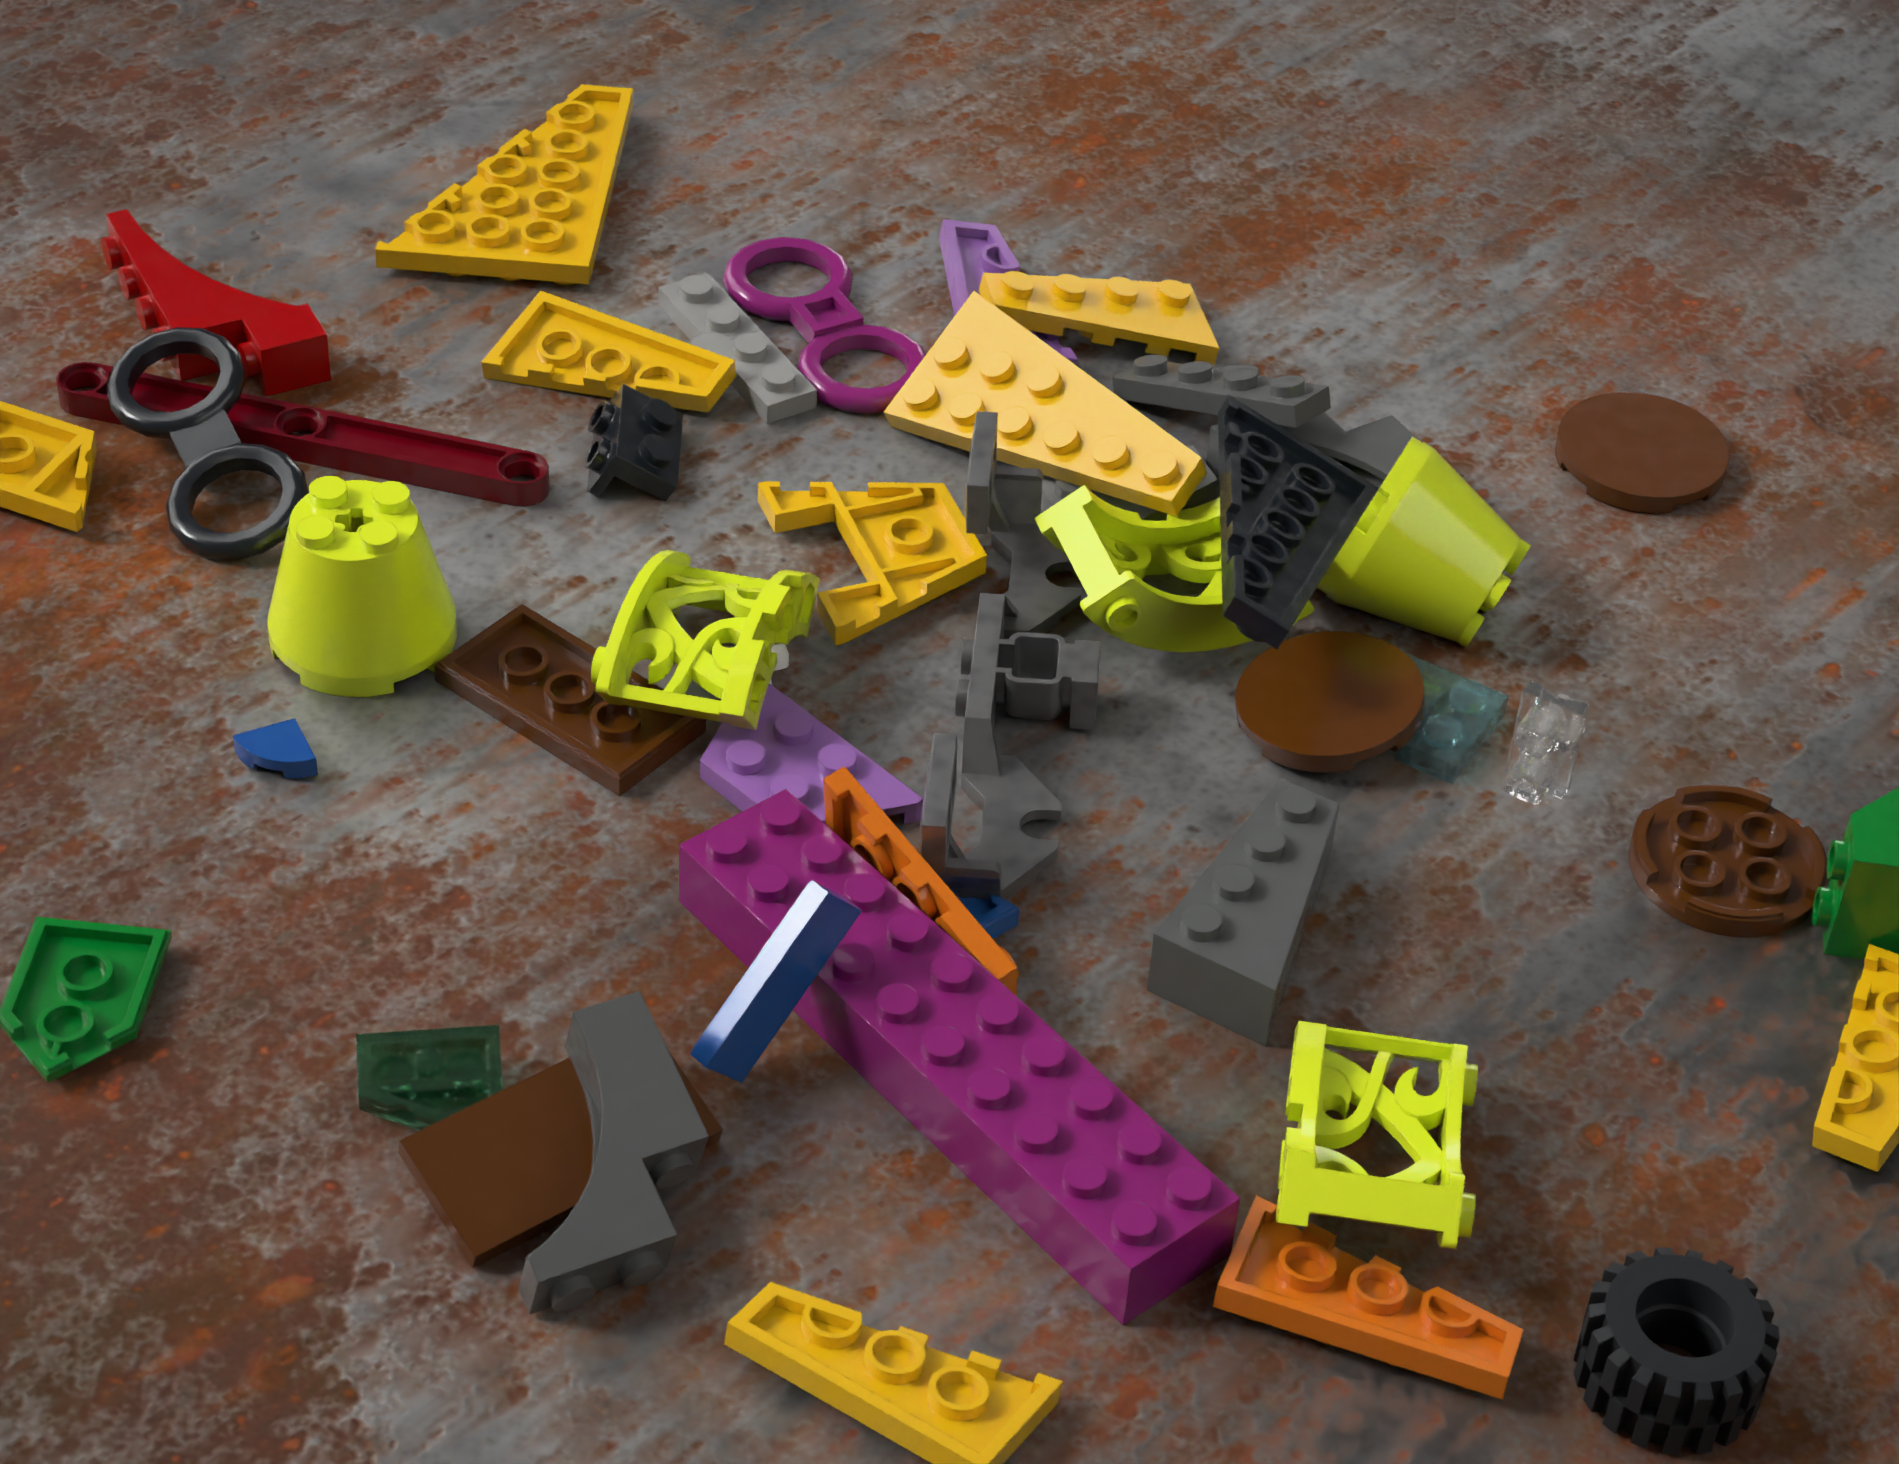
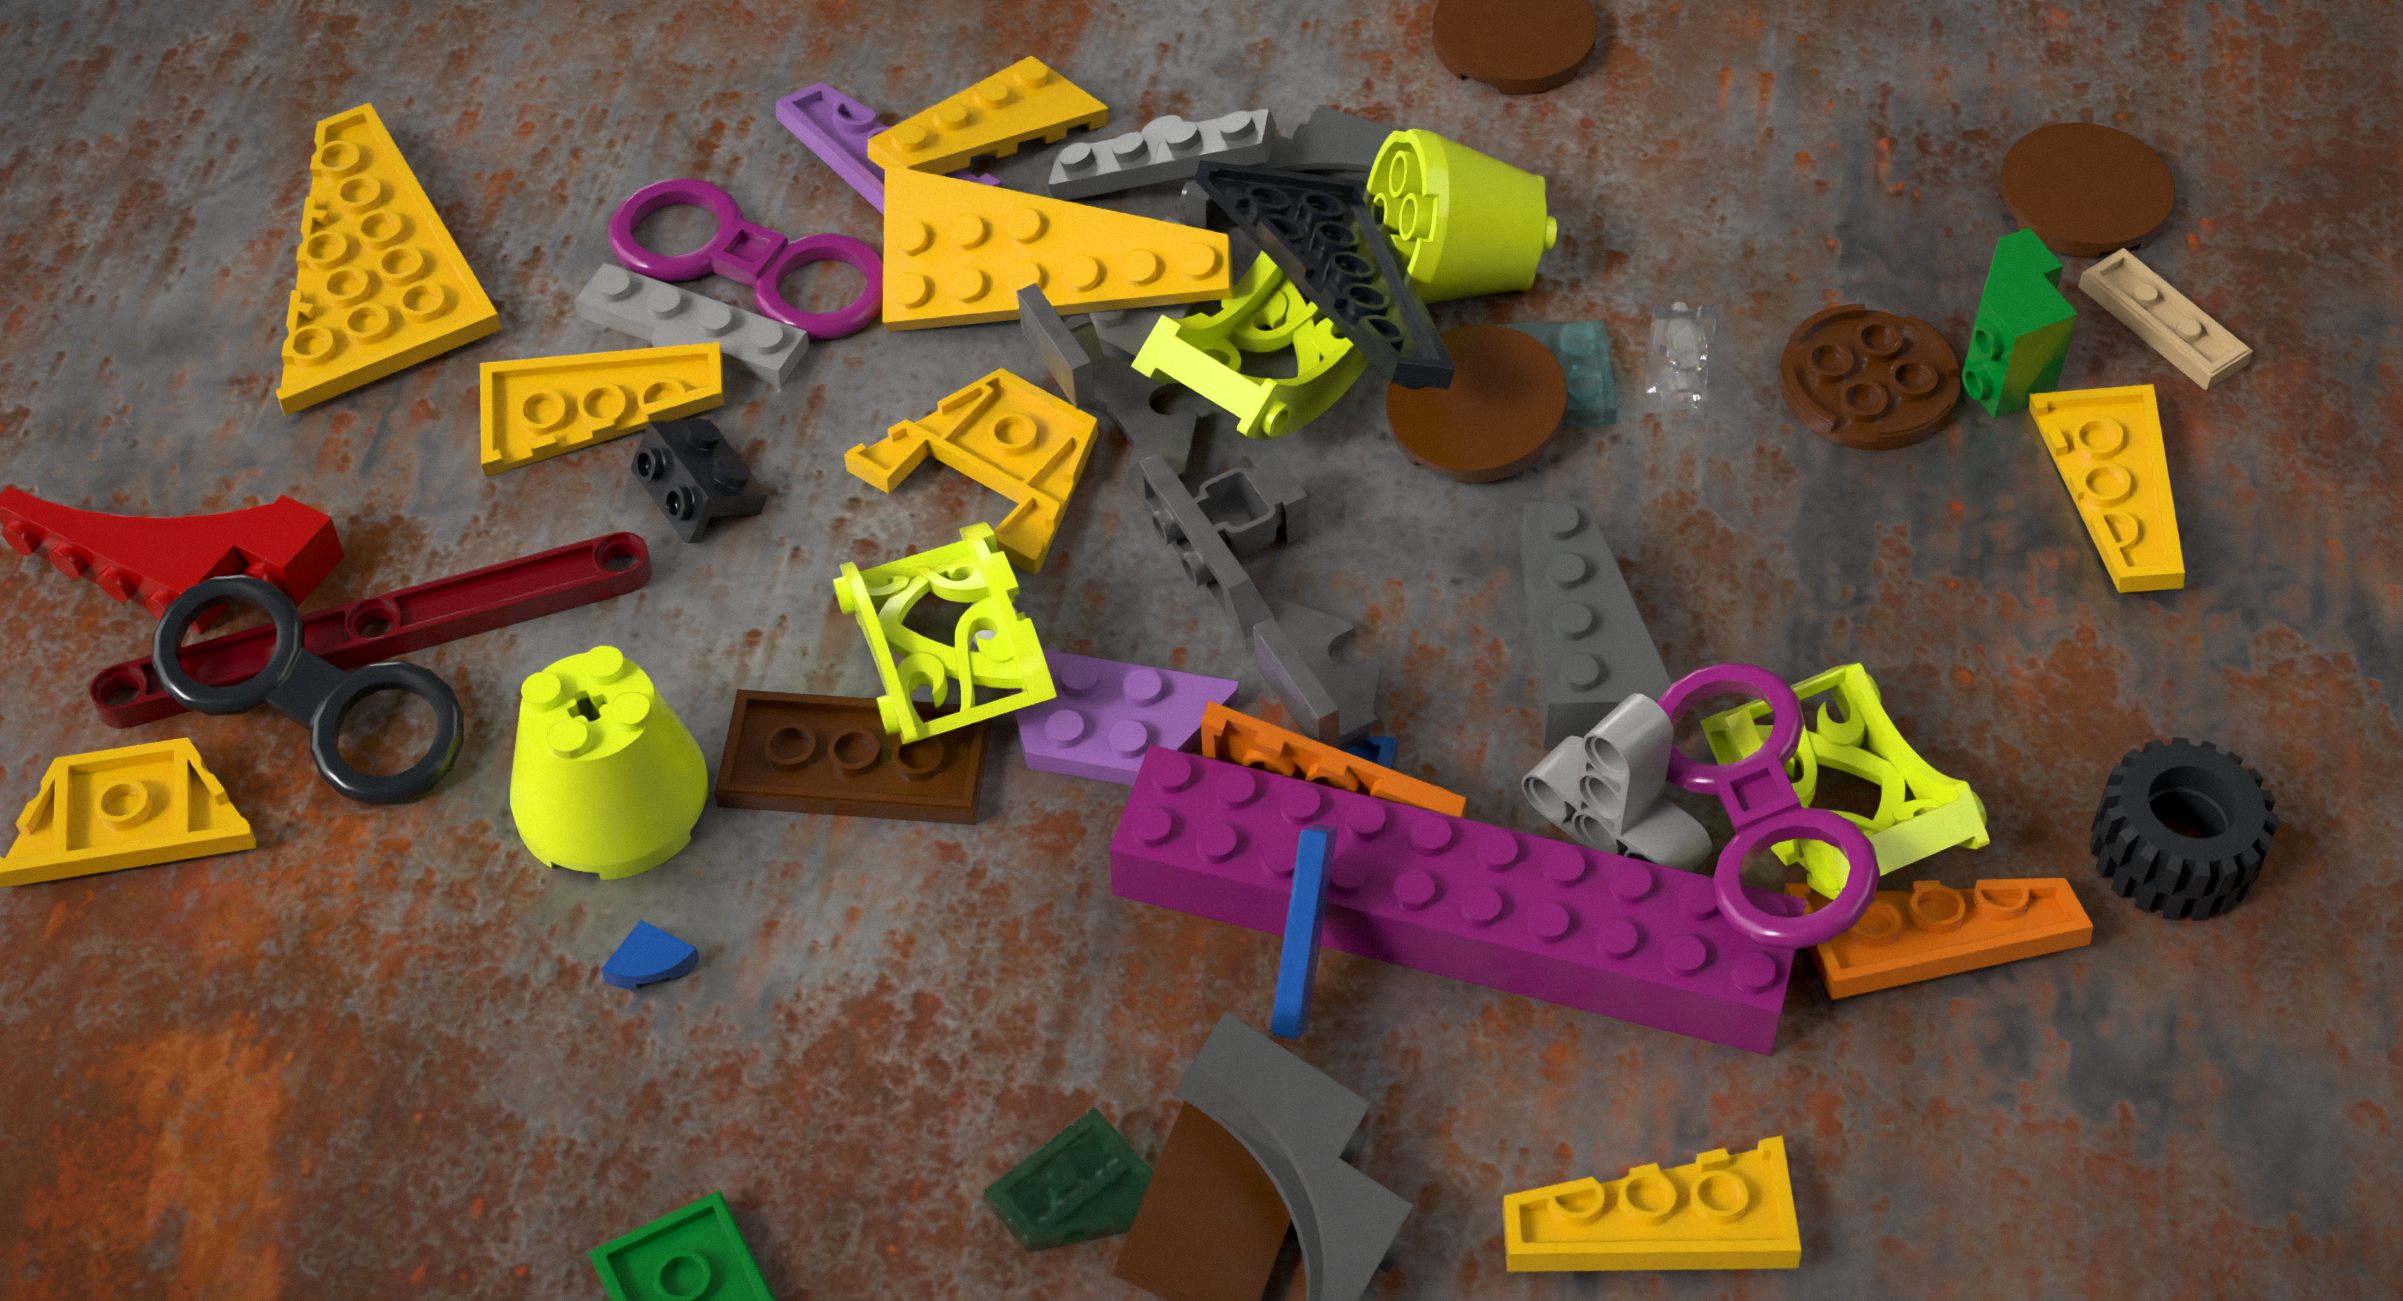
camera: 30 degrees left, 10 degrees up
(1153, 1030) = (1612, 789): none -> light grey beam
(1254, 1096) = (1768, 810): none -> magenta bar

